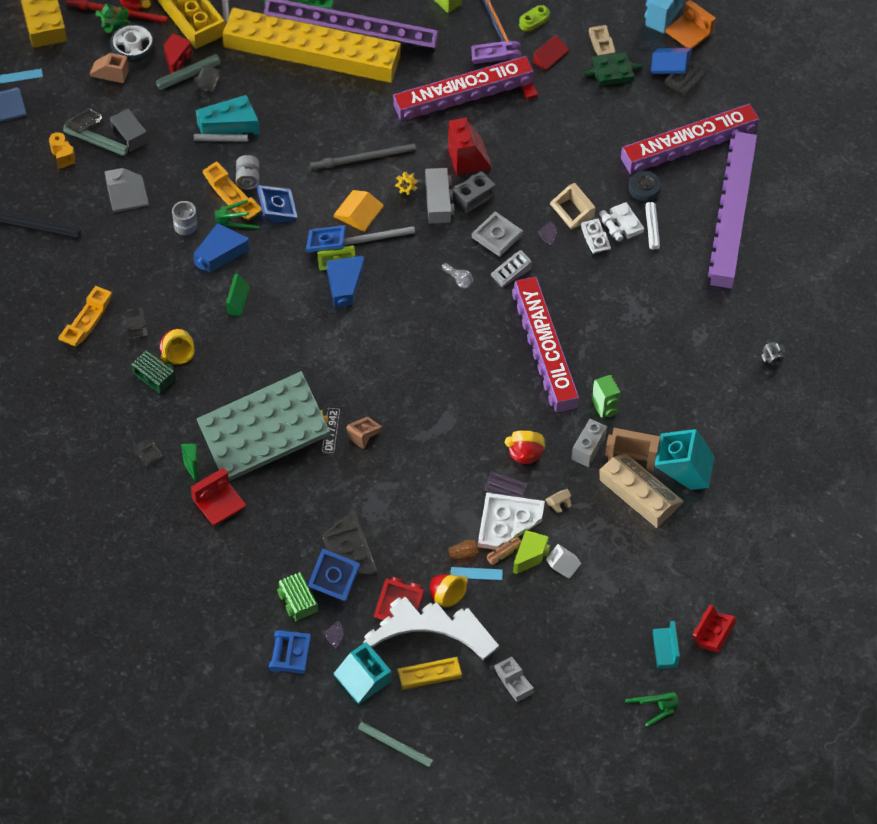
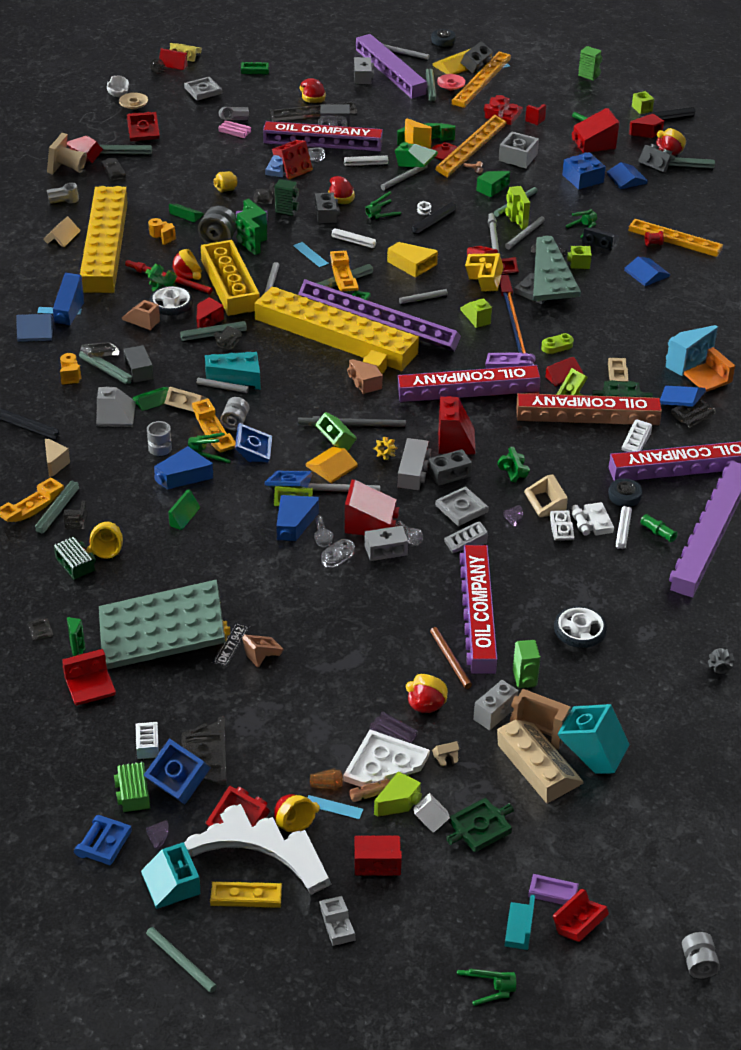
camera: 15 degrees right, 15 degrees down
(28, 65) = (69, 299): none -> blue slope
(90, 260) = (57, 457): none -> tan slope
(113, 316) = (57, 507): none -> sand green axle
(158, 167) = (151, 398): none -> green slope
(190, 164) = (182, 399): none -> tan panel
(294, 558) = (148, 750): none -> white slope
(353, 174) = (336, 431): none -> bright green brick
(359, 98) = (365, 375): none -> nougat slope
(364, 83) = (378, 359): none -> yellow brick
(378, 295) = (322, 536): none -> clear plate
(398, 309) = (337, 553): none -> clear plate
(416, 261) = (368, 509): none -> slope
(440, 291) = (386, 543): none -> light grey brick
(530, 611) = (377, 855): none -> red bracket
(531, 176) = (513, 465): none -> green hips
(534, 401) = (451, 658): none -> dark orange bar
(563, 74) = (572, 383): none -> lime slope
(586, 95) = (587, 409): none -> brick
(607, 563) = (480, 824): none -> dark green plate
(640, 108) = (637, 436): none -> white slope
(644, 337) = (579, 627): none -> white wheel
(684, 609) = (552, 889): none -> medium lavender tile
(685, 220) = (659, 528): none -> green pin
(819, 641) = (700, 955): none -> light grey wheel

